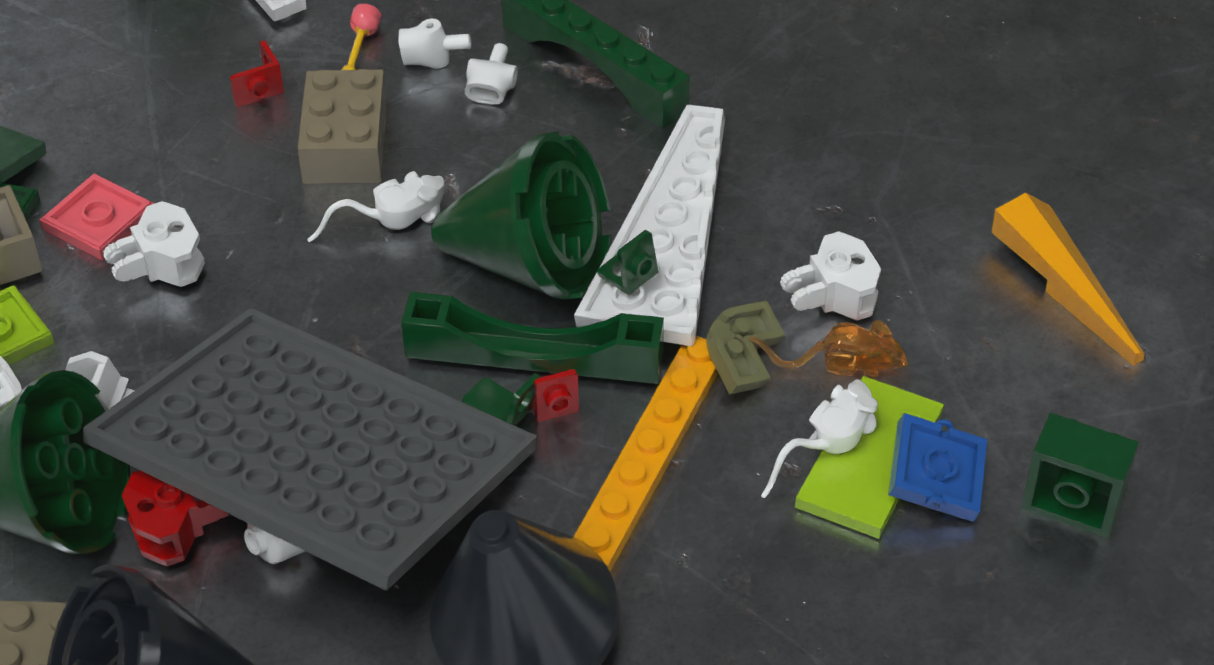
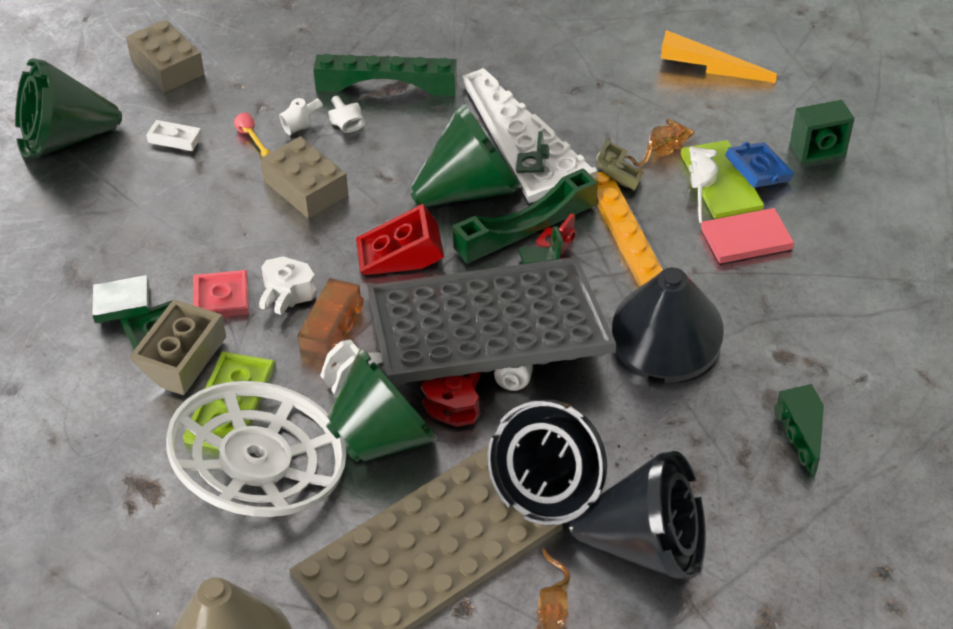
camera: 40 degrees left, 0 degrees up
(161, 321) = (330, 318): none -> clear orange brick
(259, 81) = (228, 182): red bracket -> none
(353, 281) = (401, 243): none -> red slope
(397, 203) = (380, 197): white animal -> none
(808, 558) = (747, 235): none -> coral tile
(835, 279) = (625, 112): white hinge -> none

